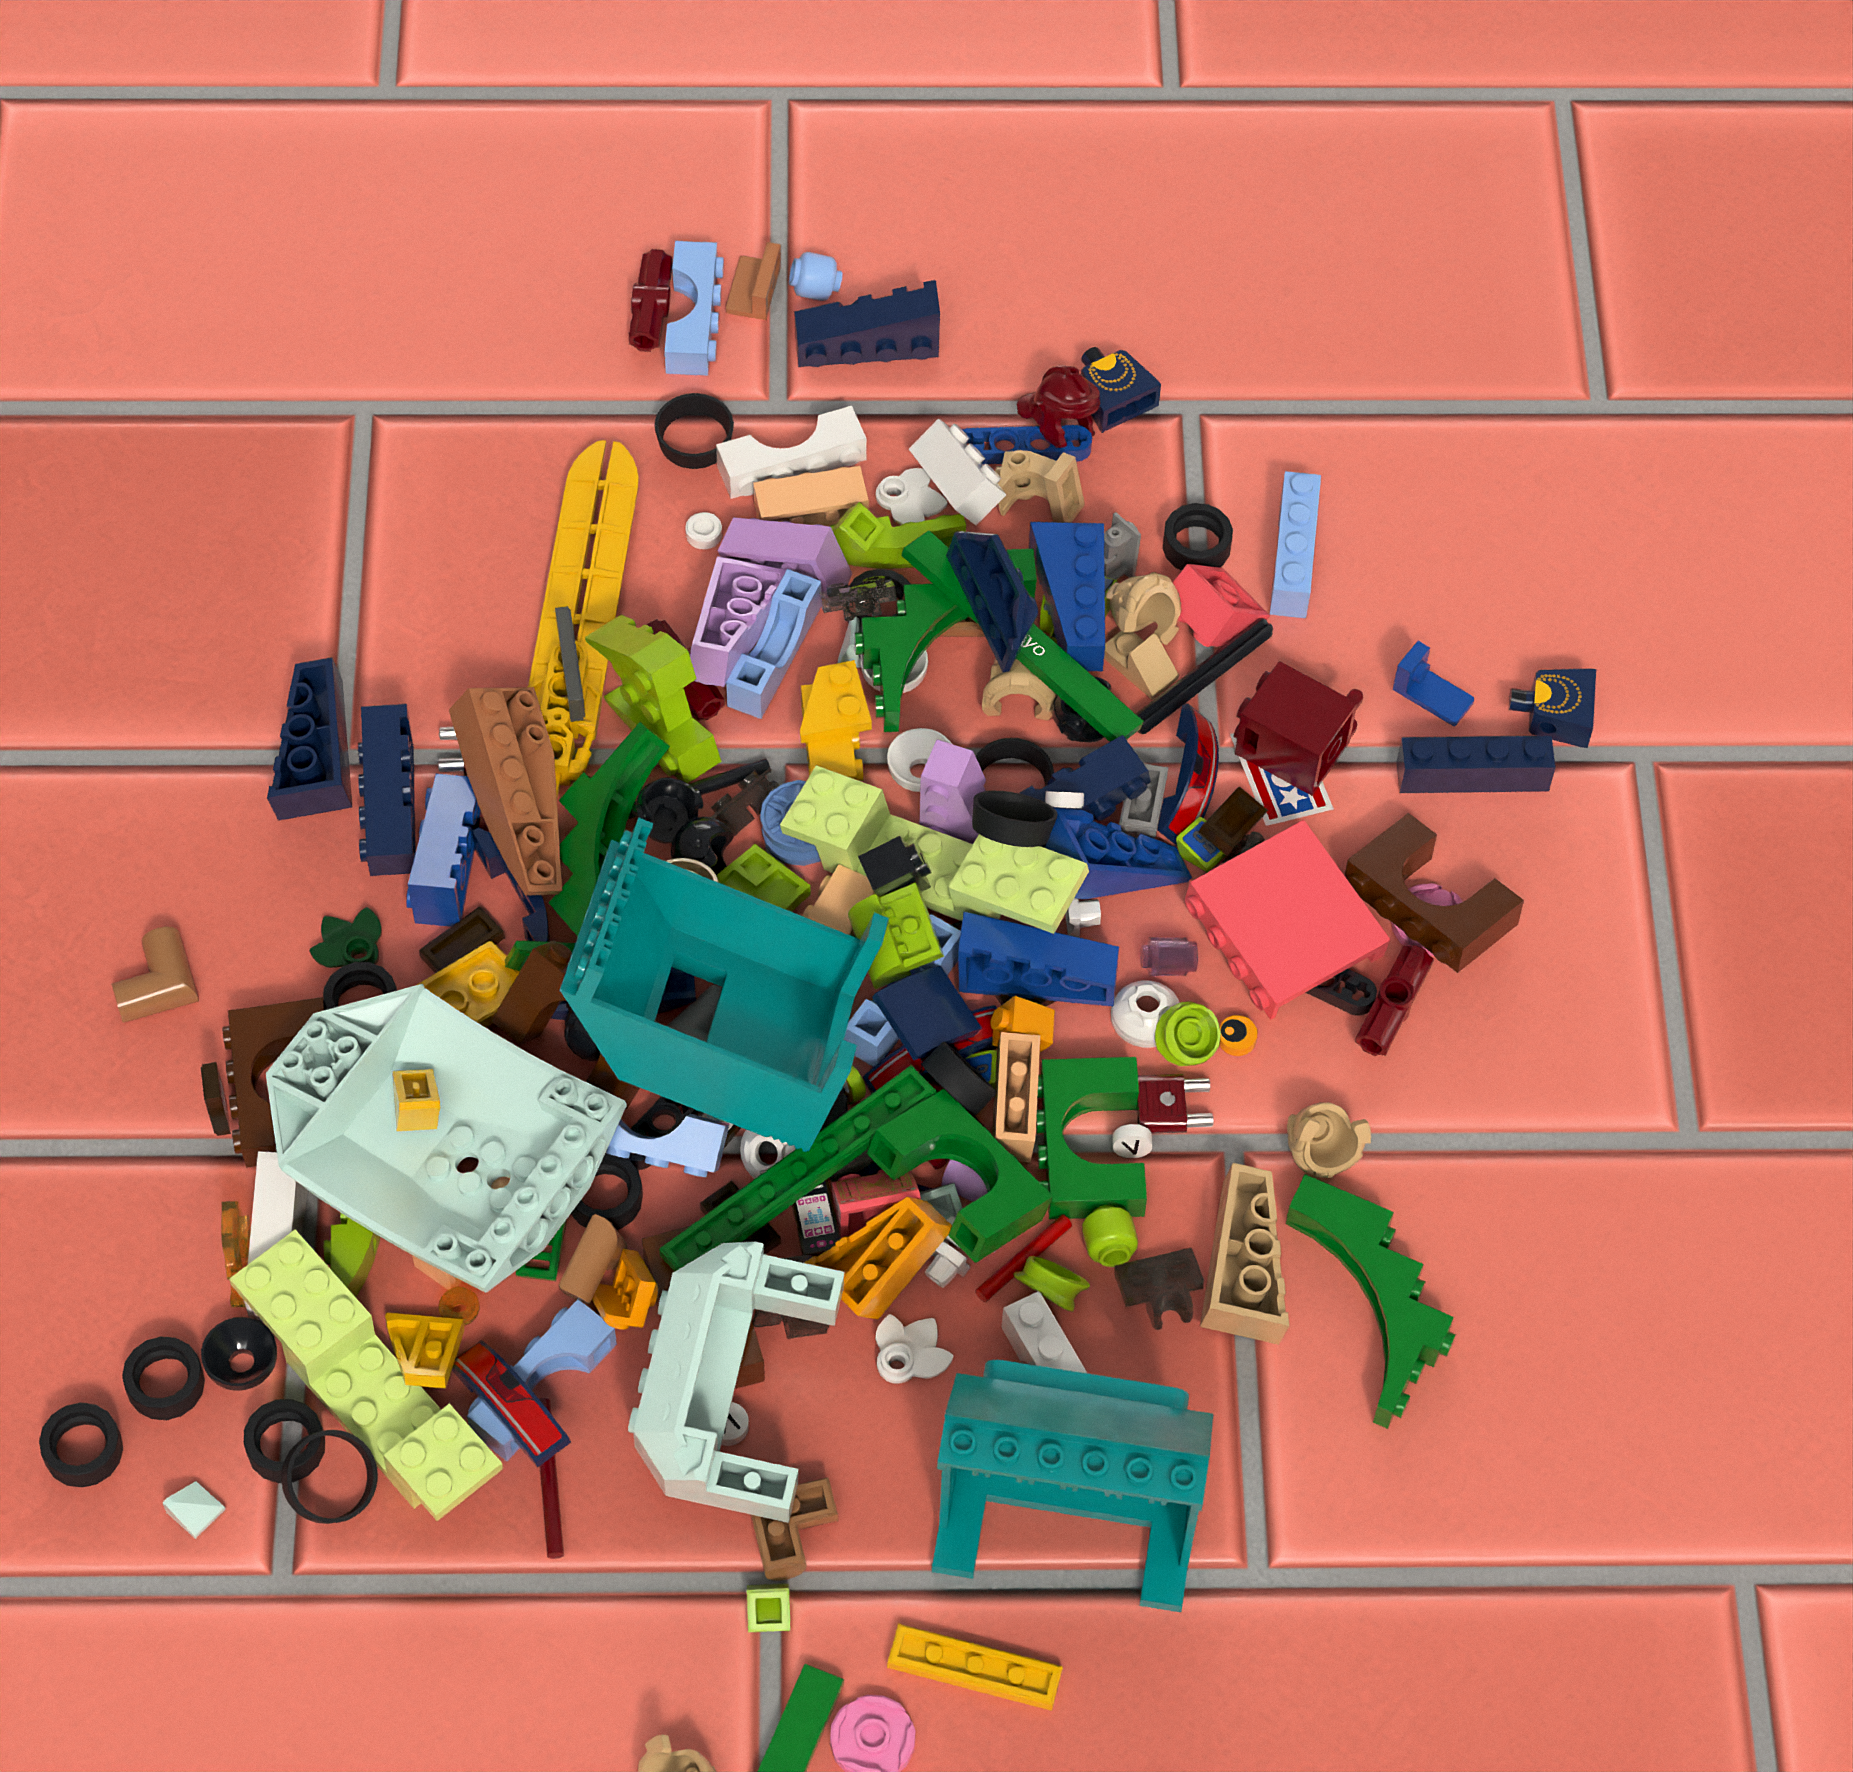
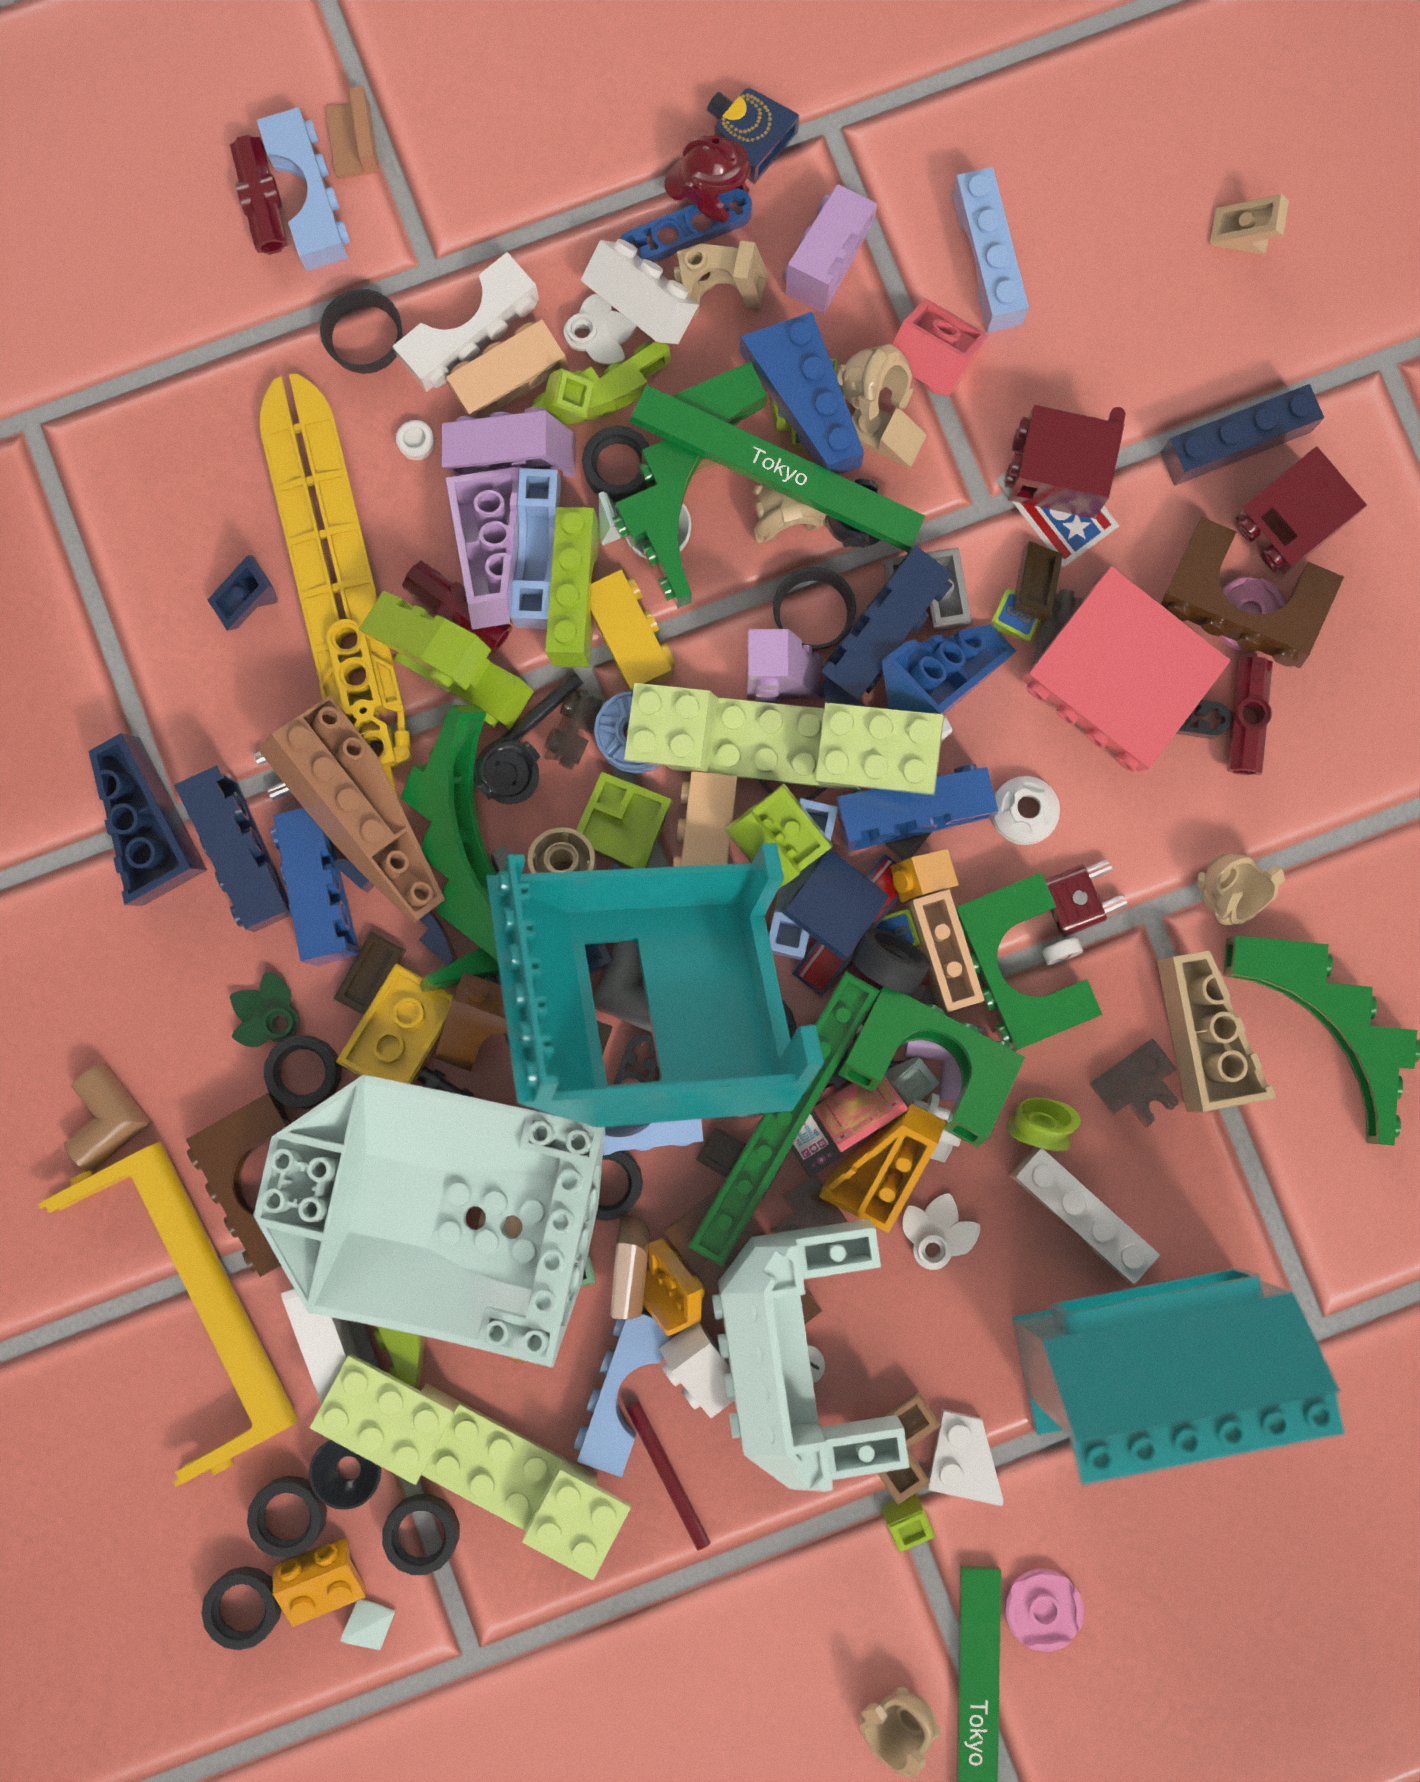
camera: 15 degrees left, 25 degrees up
(163, 1451) = (317, 1582): none -> light orange bracket
(188, 1161) = (209, 1291): none -> yellow piece
(215, 1099) = (213, 1235): dark brown tile -> none
(235, 1244) = (295, 1377): clear yellow wing -> none
(372, 1476) = (506, 1582): black tyre -> none
(415, 1100) = (402, 1184): yellow slope -> none
(425, 1347) = (509, 1401): yellow wing -> none
(492, 592) = (242, 593): none -> dark blue slope
(511, 1402) = (606, 1434): slope -> none
(570, 664) = (353, 654): dark grey tile -> none
(619, 1364) = (697, 1364): none -> white brick
(703, 841) = (553, 800): black cap -> none
(777, 708) = (570, 587): none -> lime arch
(815, 276) = (410, 107): light blue head -> none
(835, 704) = (623, 599): yellow wing -> none
(848, 1568) = (963, 1460): none -> white wing
(854, 1086) = (789, 990): lime tile -> none
(858, 599) = (601, 477): clear smoke plate -> none
(870, 329) = (490, 152): dark blue wedge -> none
(895, 867) = (757, 777): black brick -> none
(908, 750) = (722, 605): white piece -> none
(975, 1667) = (1107, 1510): yellow tile -> none
(994, 592) = (742, 440): dark blue wedge -> none
(1013, 818) = (853, 666): black tyre -> none
(1017, 1263) = (987, 1146): red bar -> none
(1065, 799) = (890, 642): white tile -> none
(1110, 1235) = (1078, 1056): lime head -> none
(1121, 548) = (831, 317): light grey hinge -> none
(1149, 491) = (829, 248): none -> lavender wedge
(1169, 956) = (1028, 746): brick -> none
(1187, 1034) = (1075, 823): lime piece -> none
(1196, 774) = (987, 543): slope -> none
(1197, 516) = (892, 248): black tyre -> none
(1204, 674) = (950, 427): black axle -> none
(1237, 1035) = (1116, 803): light orange tile -> none
(1429, 690) = (1171, 365): blue bracket -> none
(1515, 830) = (1310, 501): none -> dark red container
(1548, 601) = (1250, 224): none -> tan slope
(1559, 705) = (1298, 338): dark blue torso -> none

